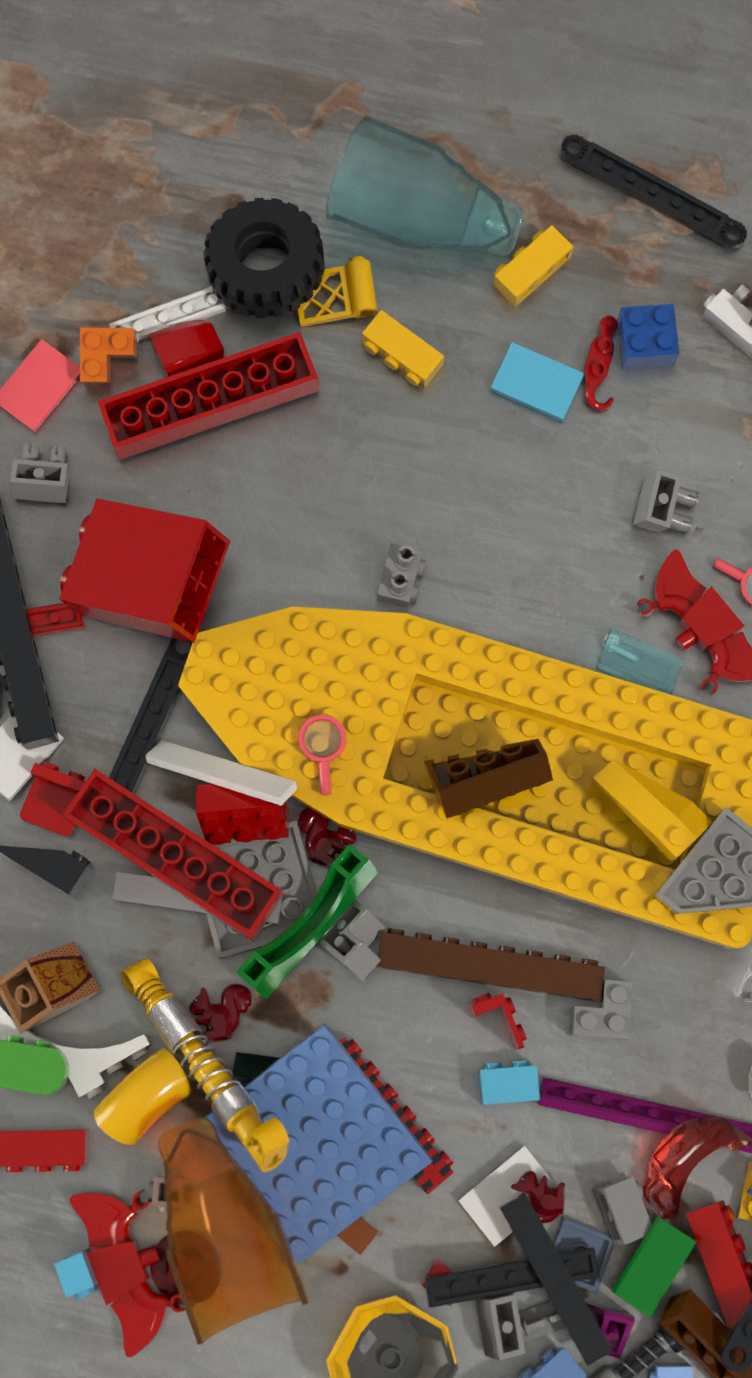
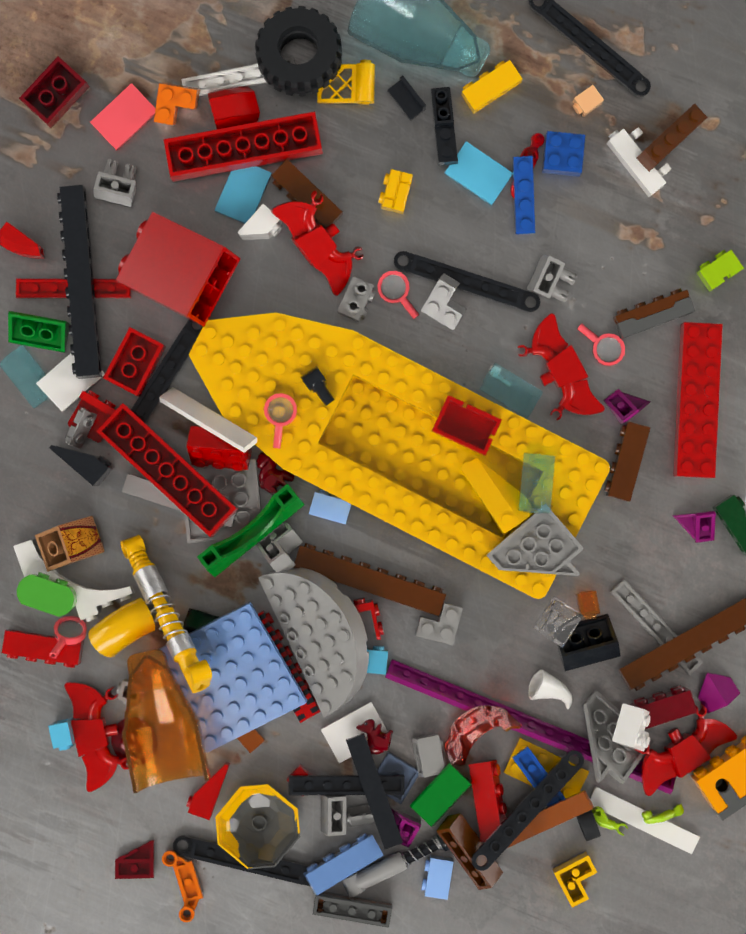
camera: 15 degrees right, 10 degrees up
(36, 830) = (77, 435): none -> light grey hinge
(63, 1118) = (68, 631): none -> coral piece
(102, 712) = (134, 362): none -> red brick
(218, 461) = (243, 193): none -> medium azure tile
(224, 1017) = (185, 583): dark red animal -> none
(251, 495) = (261, 225): none -> white slope
(306, 447) = (300, 189): none -> reddish brown brick
(306, 1333) = (206, 796): none -> red slope
(332, 504) = (317, 242): none -> red torso
(365, 690) = (316, 382): none -> black pin
(402, 350) = (386, 134): yellow brick -> none
(415, 871) = (329, 507): none -> light blue brick
(422, 299) = (407, 98): none -> black panel
(430, 422) = (396, 191): none -> yellow brick
(437, 1054) = (321, 632): none -> light grey brick
(450, 553) = (394, 288): none -> piece
(478, 326) = (444, 126): none -> black slope
(488, 776) = (388, 455): reddish brown wedge -> none
(517, 561) = (441, 306): none -> light grey brick
(549, 527) = (468, 281): none -> black plate
(592, 716) = (466, 426): none -> red piece
(605, 398) = (523, 194): none -> blue plate
(666, 263) = (587, 101): none -> light nougat brick
(707, 780) = (537, 483): none -> clear light blue piece

